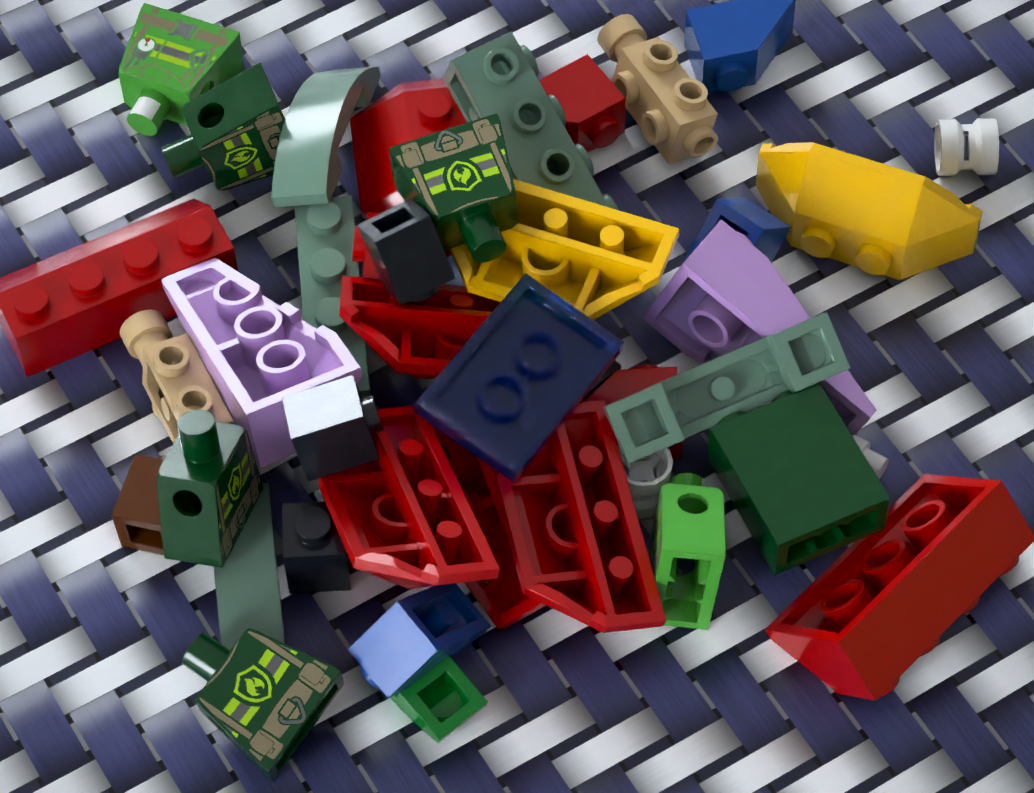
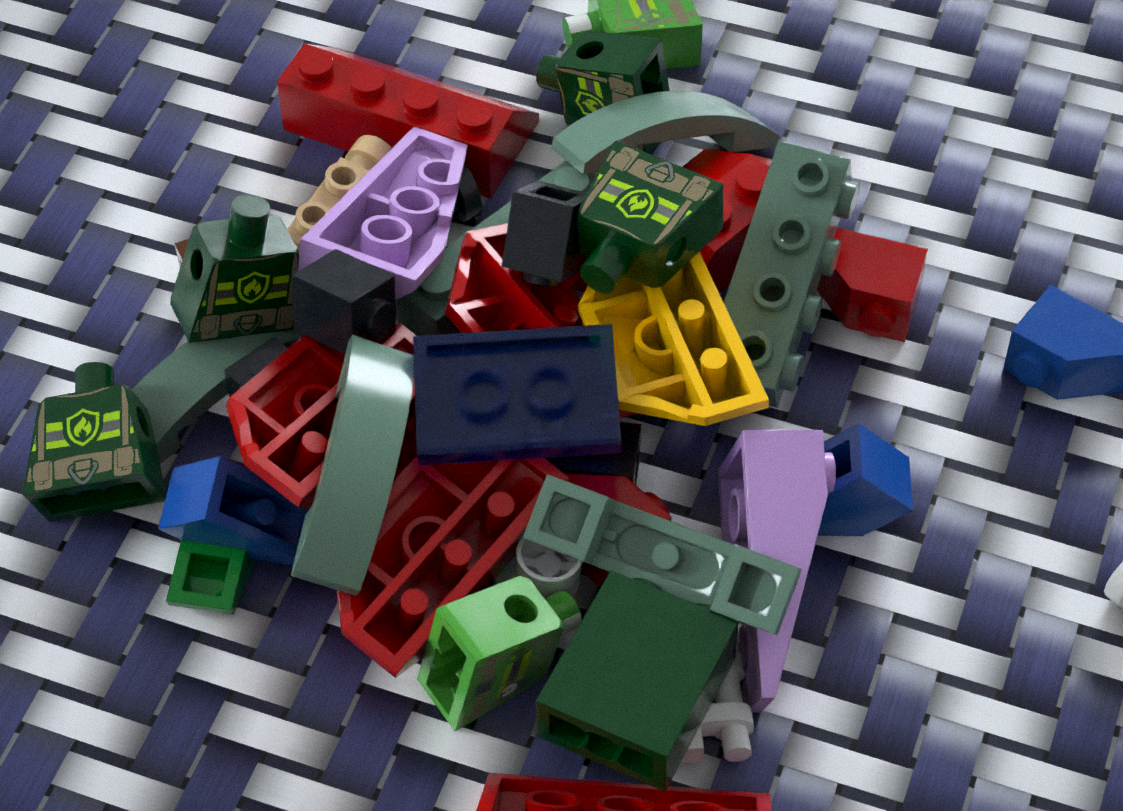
camera: 50 degrees right, 5 degrees down
(496, 510) = (357, 467): none -> sand green slope
(659, 91) = (949, 322): tan brick -> none
(864, 210) = (988, 567): yellow wedge -> none

